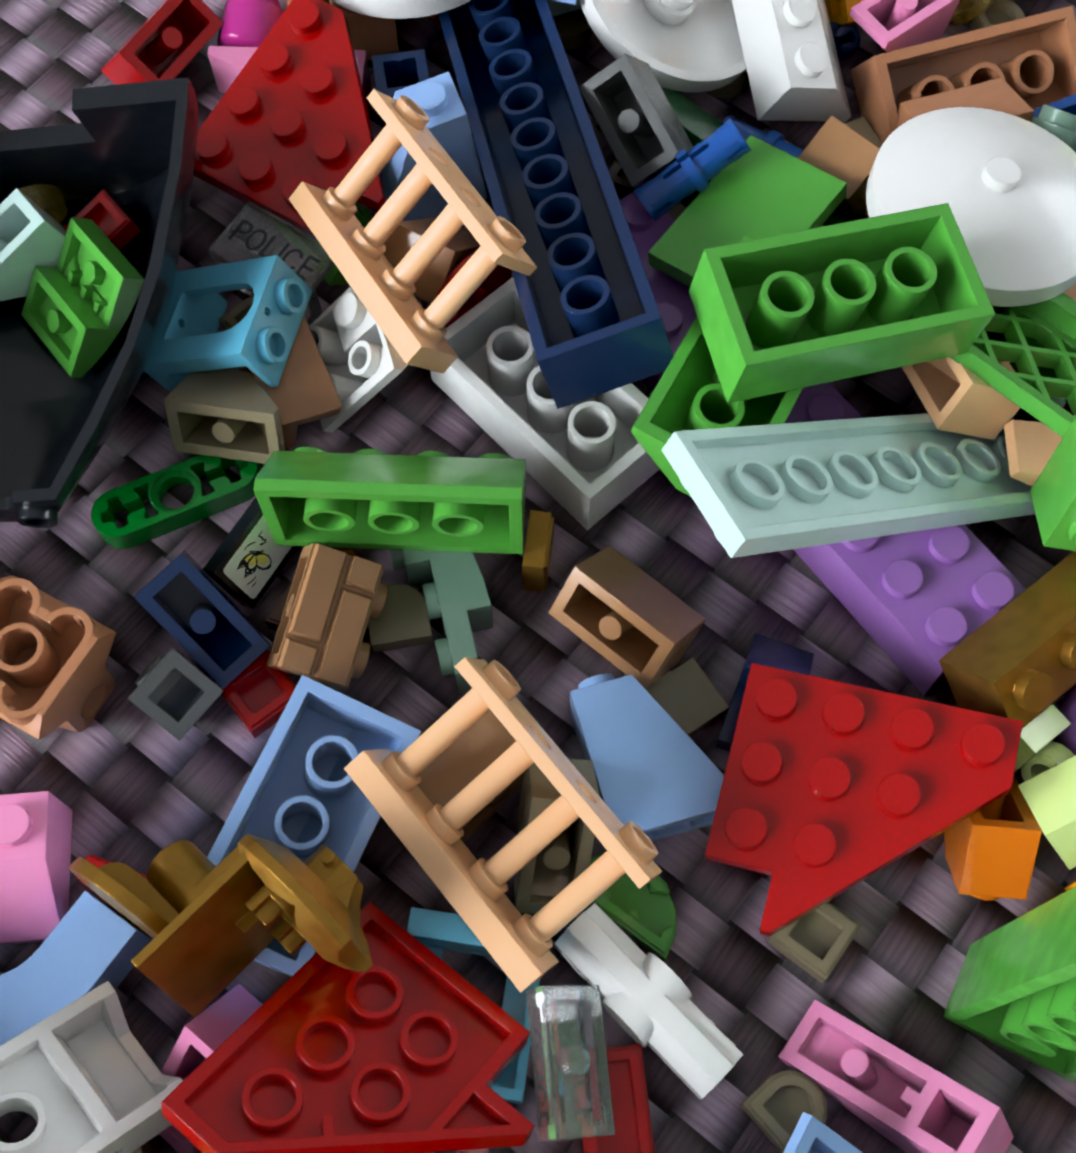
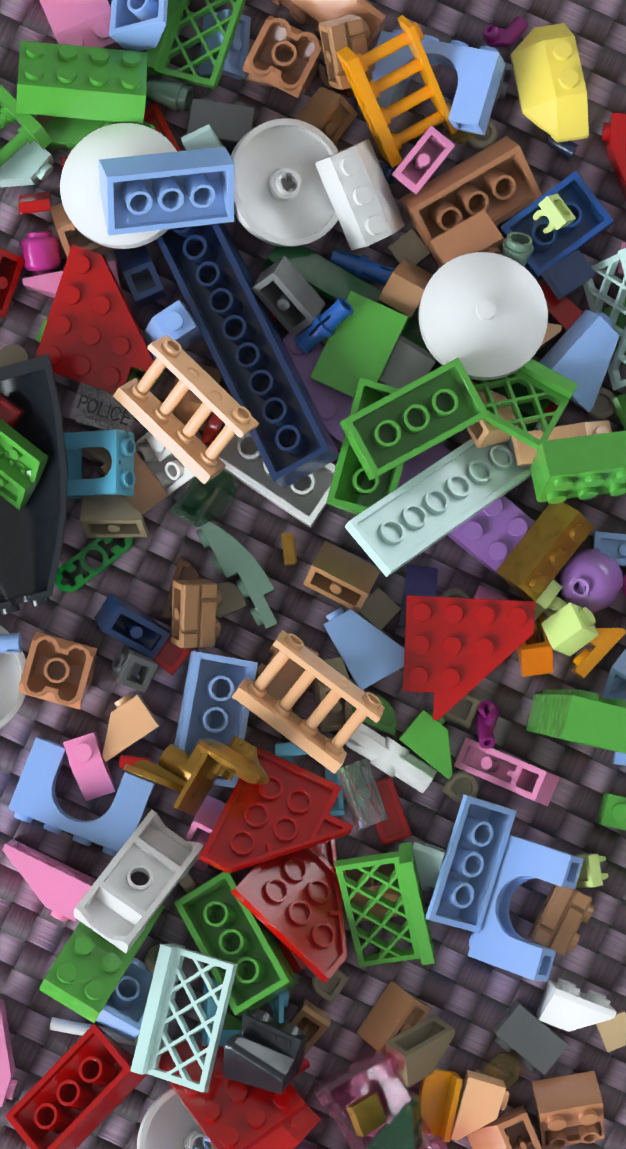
camera: 15 degrees left, 20 degrees up
(128, 806) = (127, 725): none -> light nougat slope
(248, 558) = (148, 576): tile -> none
(394, 500) = (215, 550): bright green slope -> none
(409, 414) = (205, 502): none -> clear green slope
(739, 988) = (429, 741): none -> bright green slope
(865, 976) = (486, 723): none -> magenta arm

